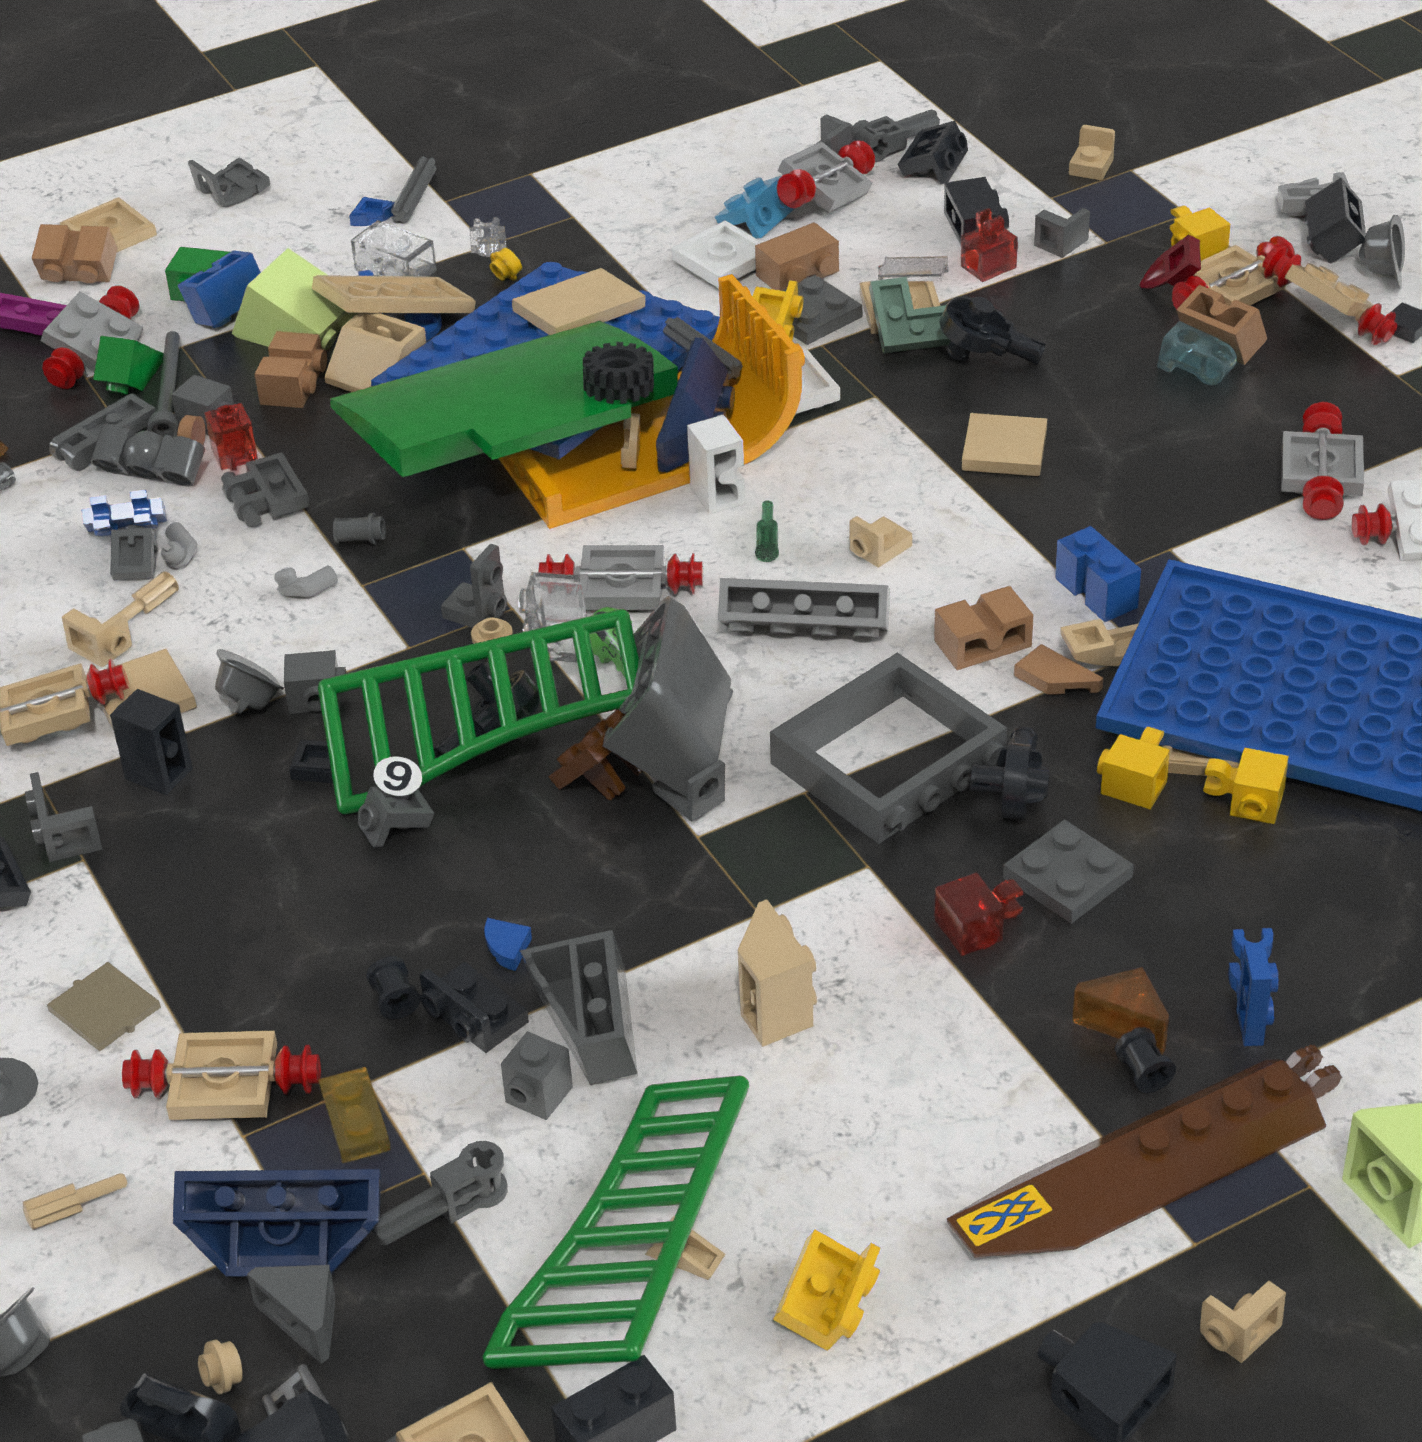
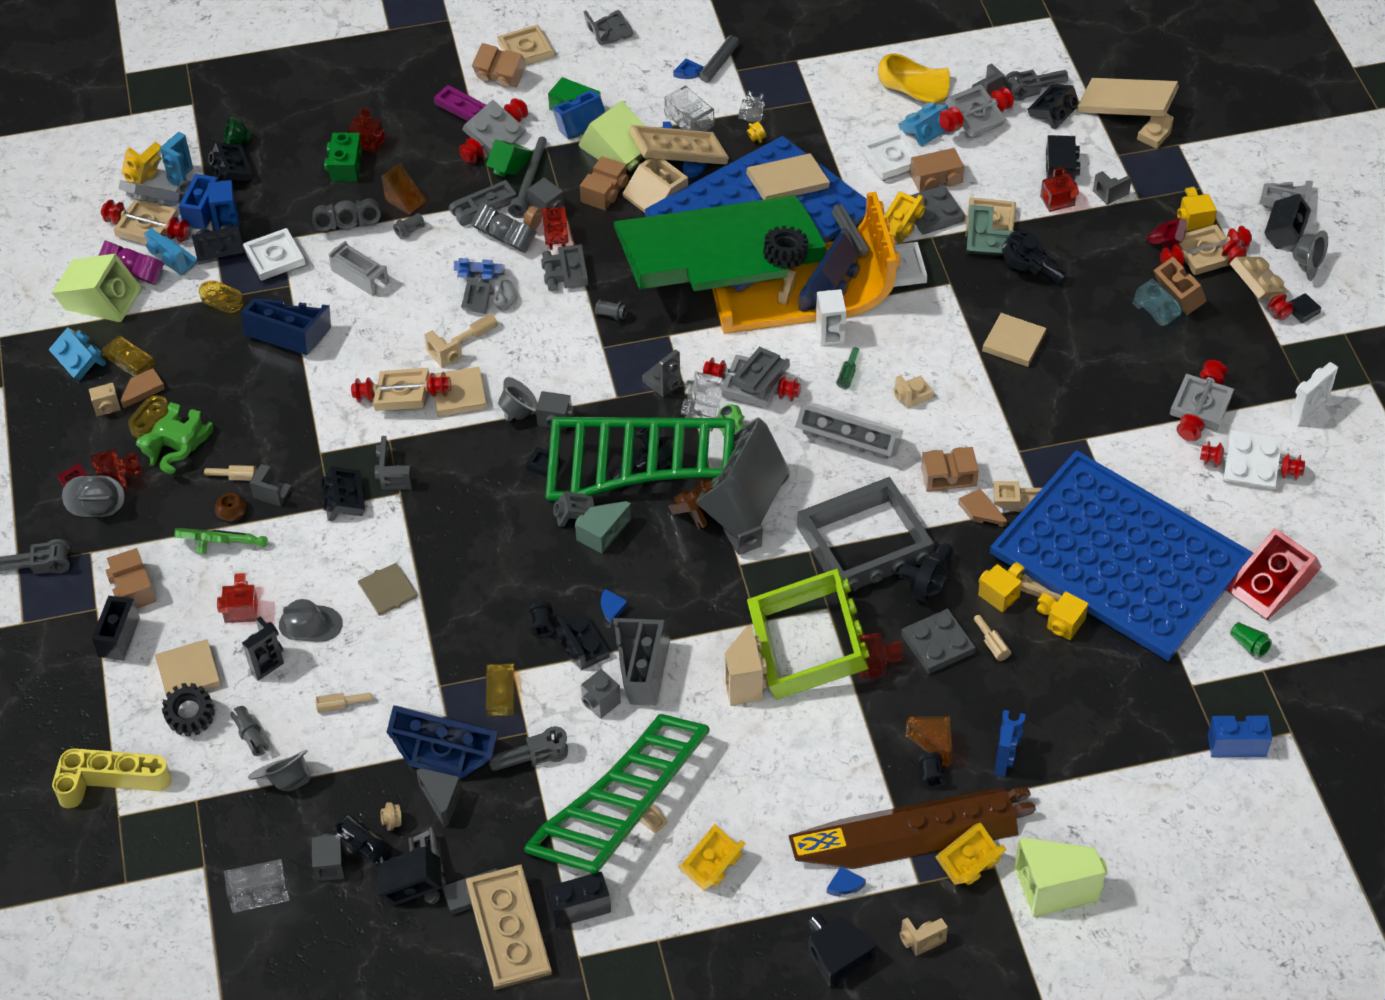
camera: 15 degrees right, 10 degrees up
(151, 741) = (452, 431): black brick -> none
(221, 1074) = (437, 648): tan plate -> none
(304, 586) = (561, 339): light grey arm -> none
(397, 776) = (581, 488): white sticker -> none
(449, 825) = (602, 524): none -> sand green slope
(490, 629) = (665, 402): tan plate -> none
(635, 556) = (761, 372): none -> dark grey plate
(695, 156) = (914, 79): none -> yellow hair
(828, 841) = (794, 595): none -> lime window
(914, 268) = (1006, 194): clear piece -> none
(1038, 121) = (1128, 97): none -> tan tile
(1072, 1273) = (845, 883): none -> blue tile
(1101, 571) = (1029, 443): blue brick -> none
(1156, 848) = (993, 640): none -> tan axle
(1267, 1174) = (970, 855): none -> yellow bracket

